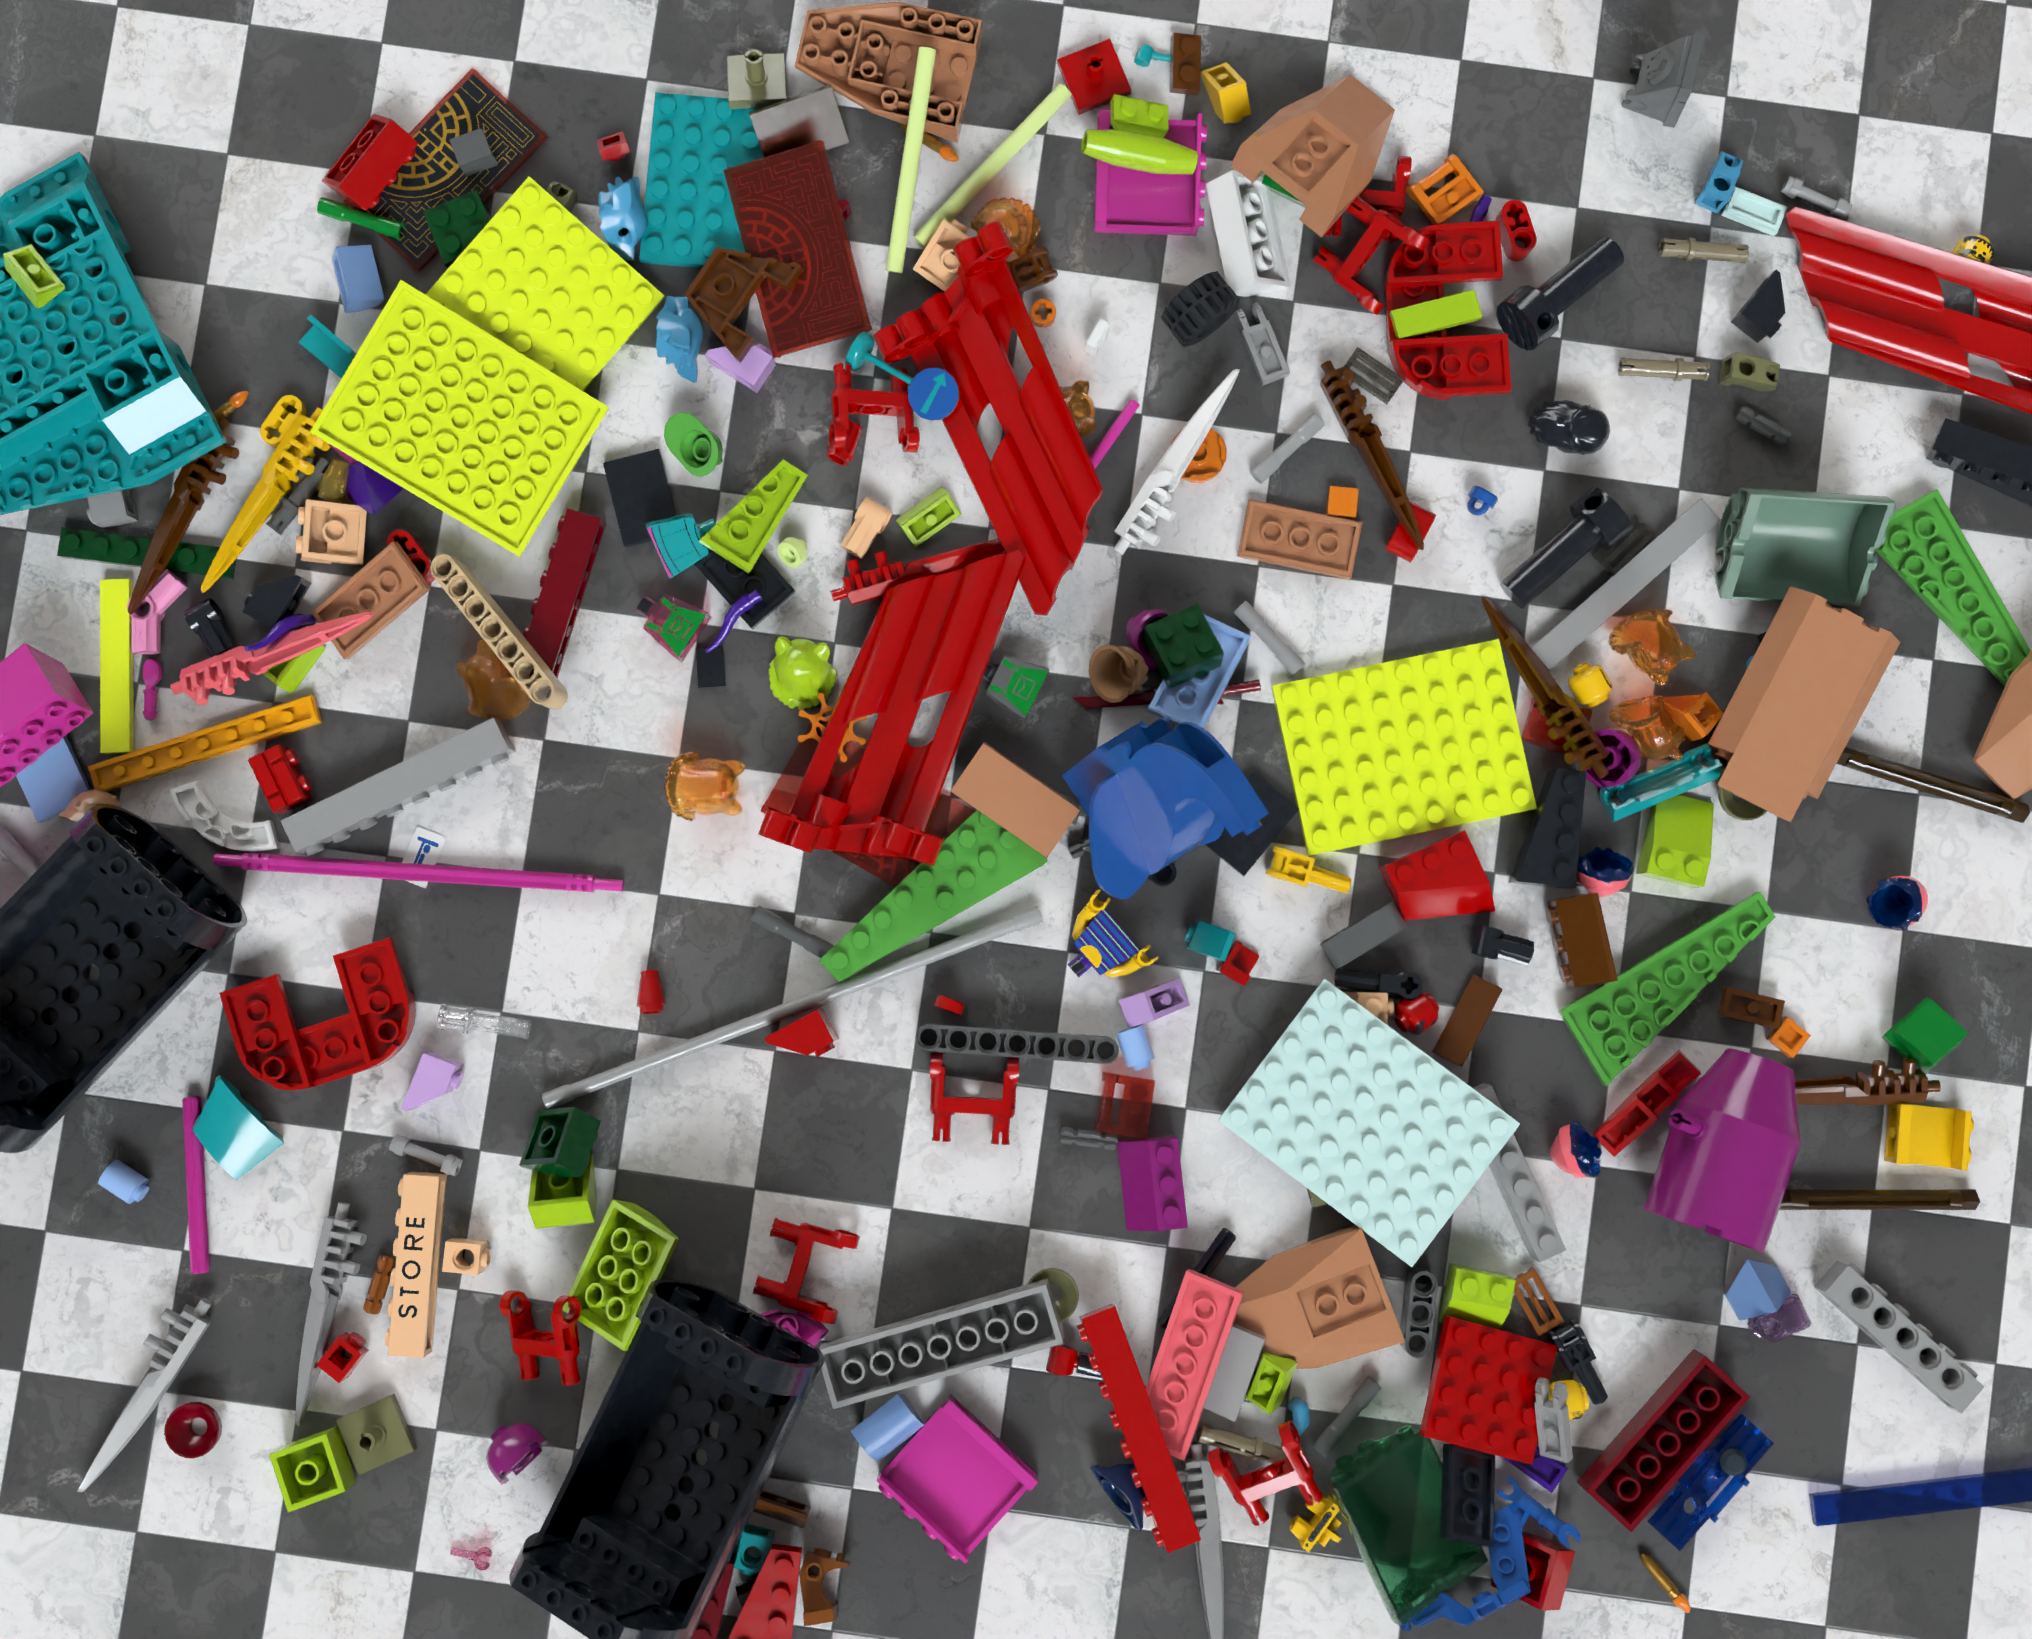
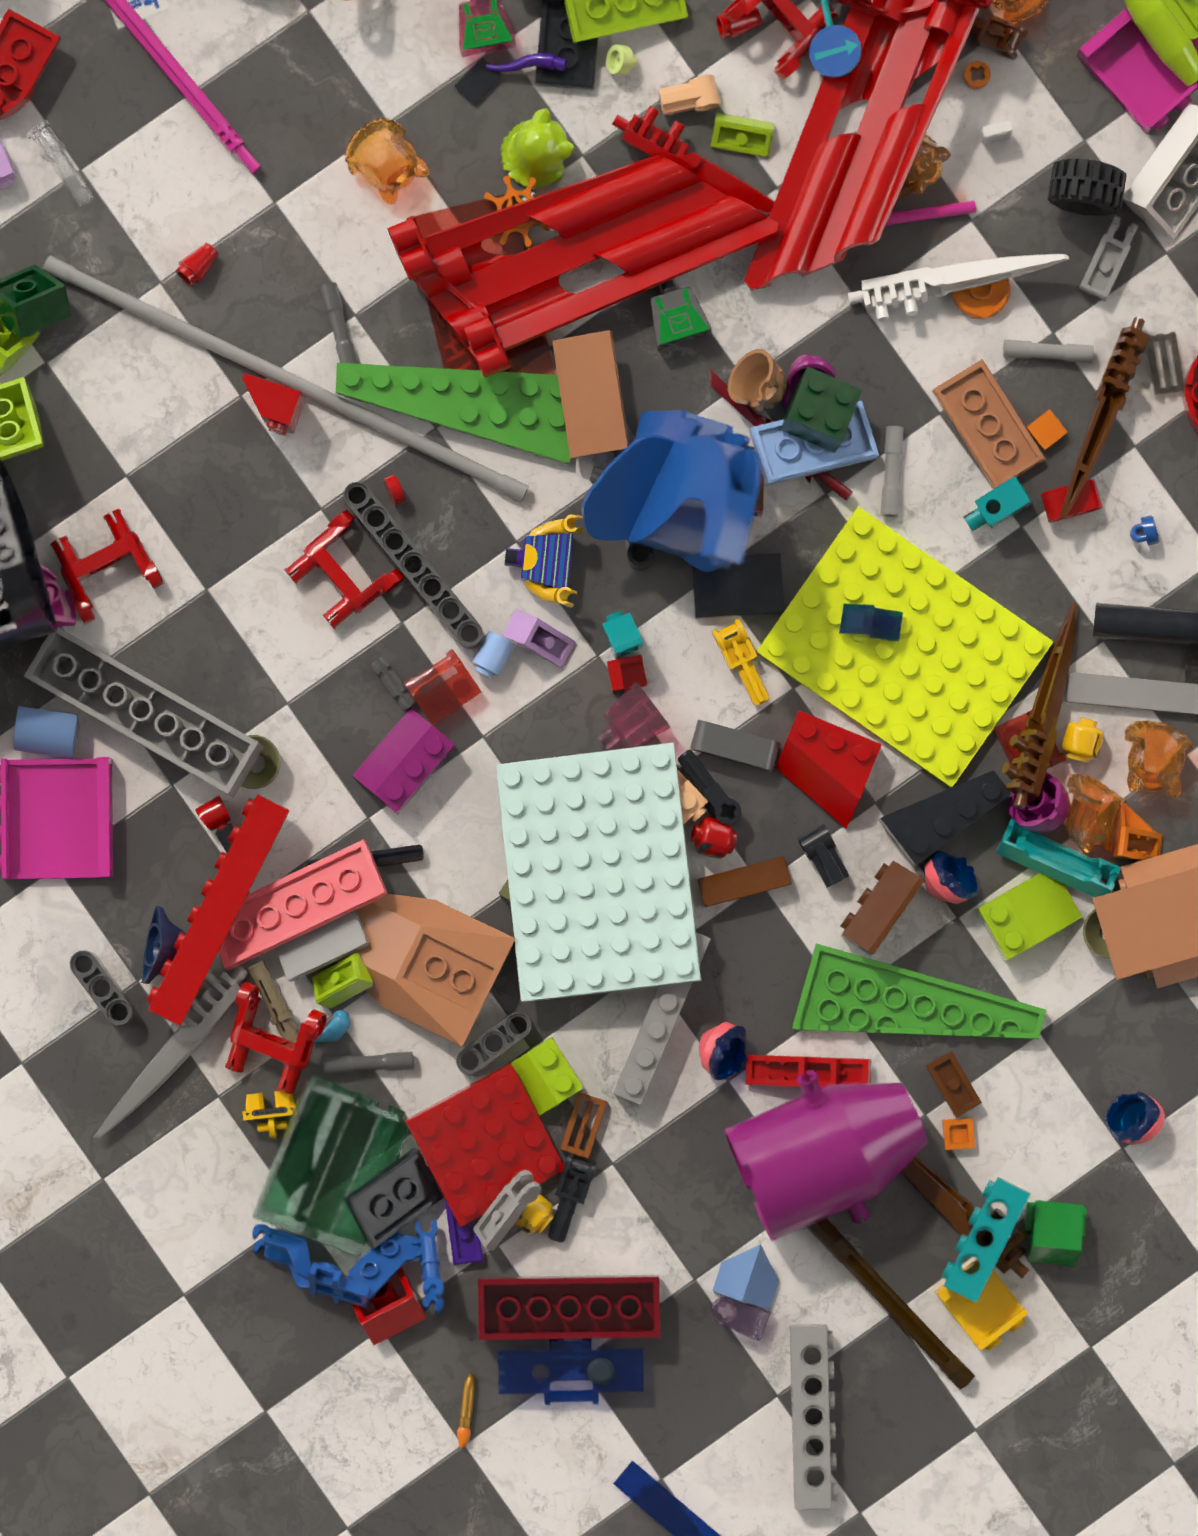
camera: 50 degrees right, 0 degrees up
(1123, 1572) = (88, 981): none -> dark grey beam
(1277, 991) = (632, 719): none -> clear pink torso
(1367, 755) = (870, 622): none -> slope
(1374, 573) = (1011, 499): none -> teal torso
(1920, 1132) = (973, 1284): none -> teal brick

